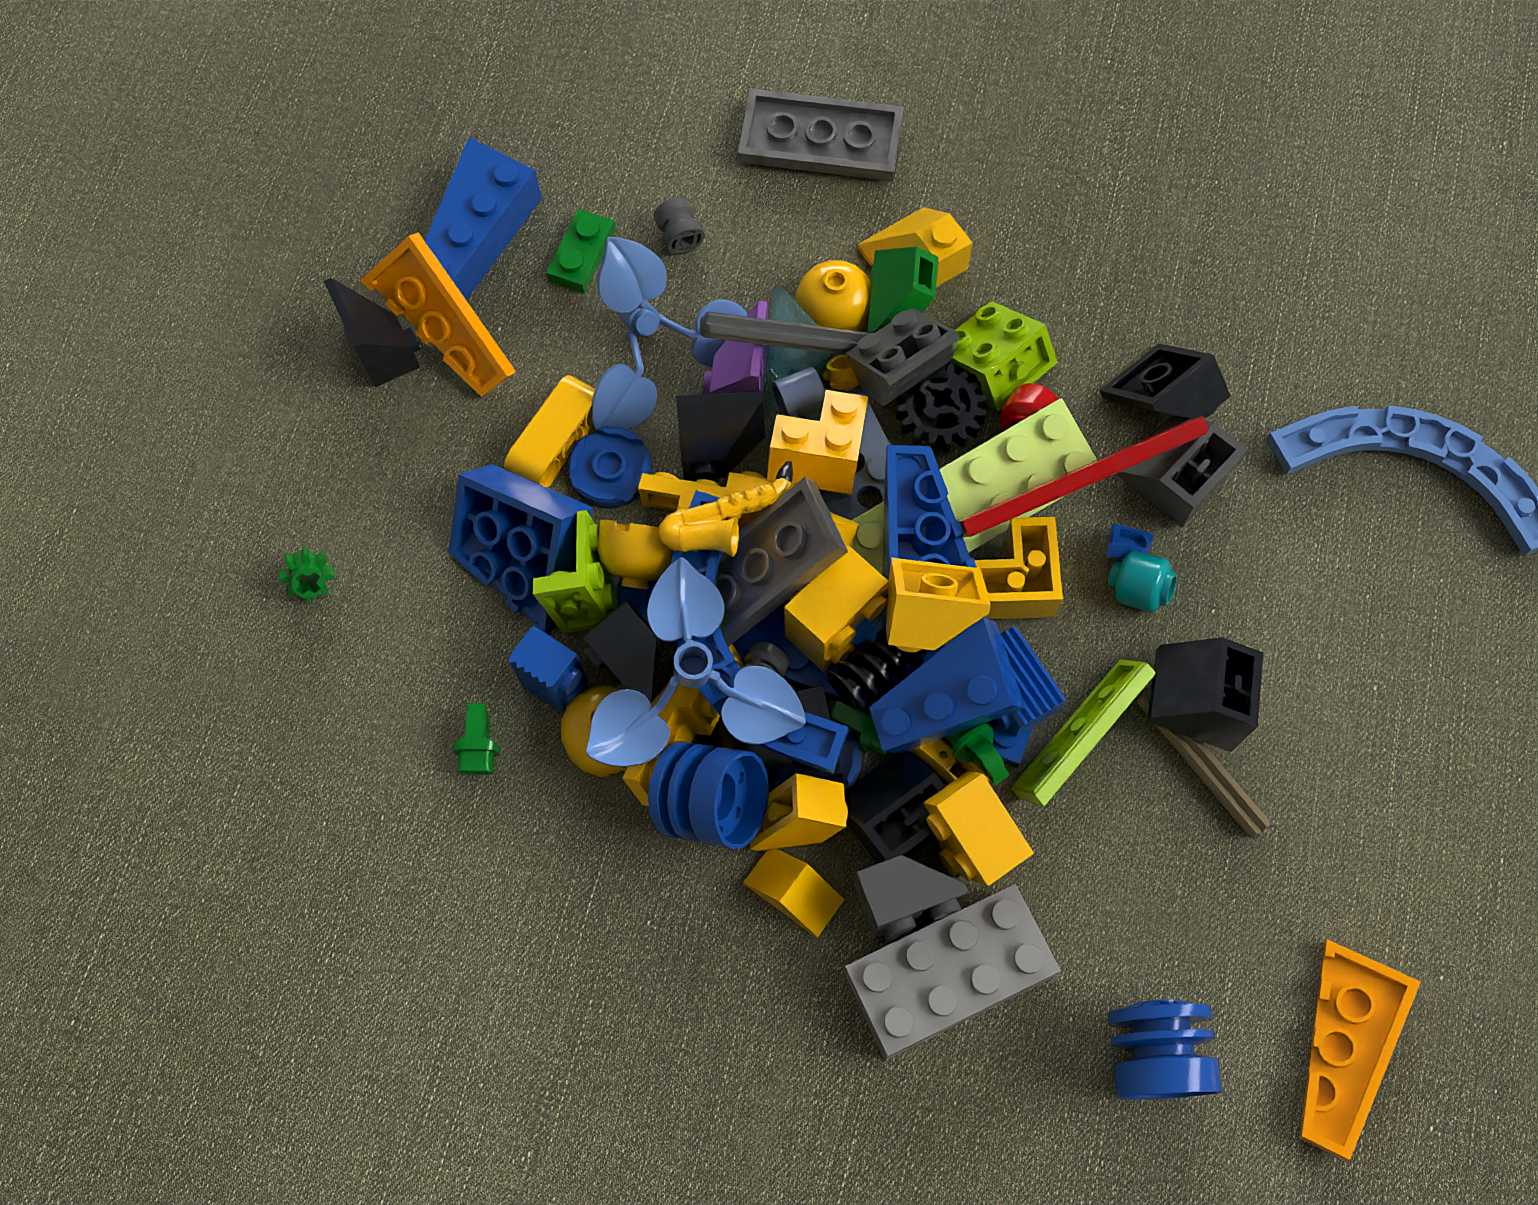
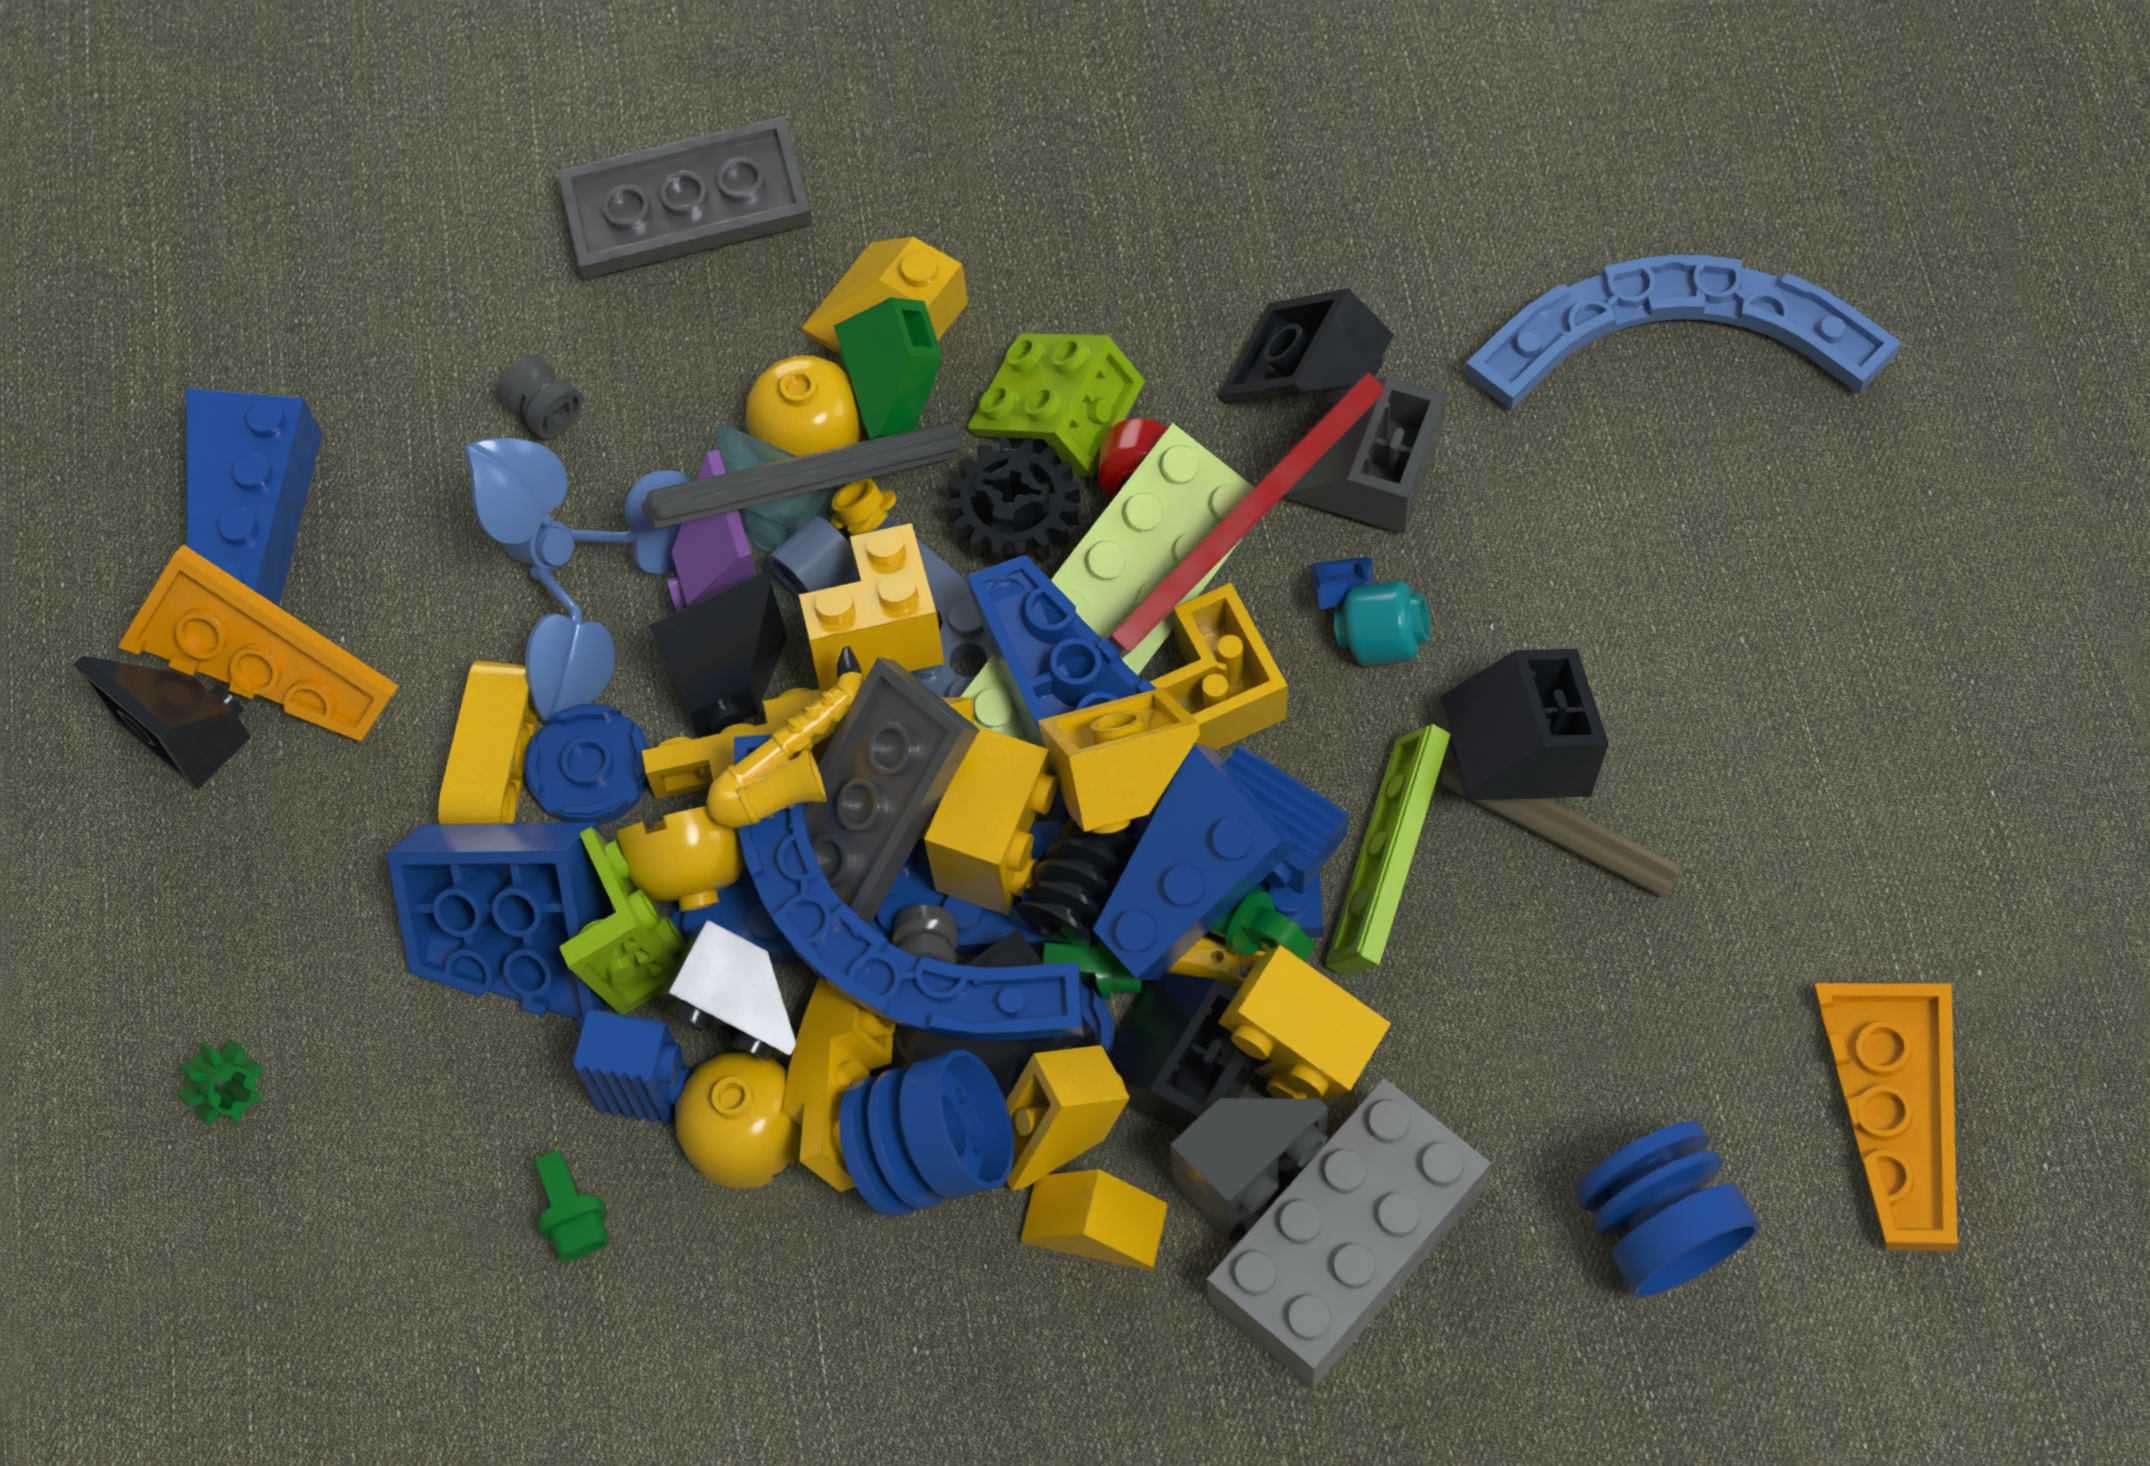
camera: 20 degrees left, 5 degrees down
(580, 251) = (413, 486): green plate -> none
(759, 705) = (795, 894): medium blue plant -> none
(901, 354) = (931, 450): dark grey slope -> none

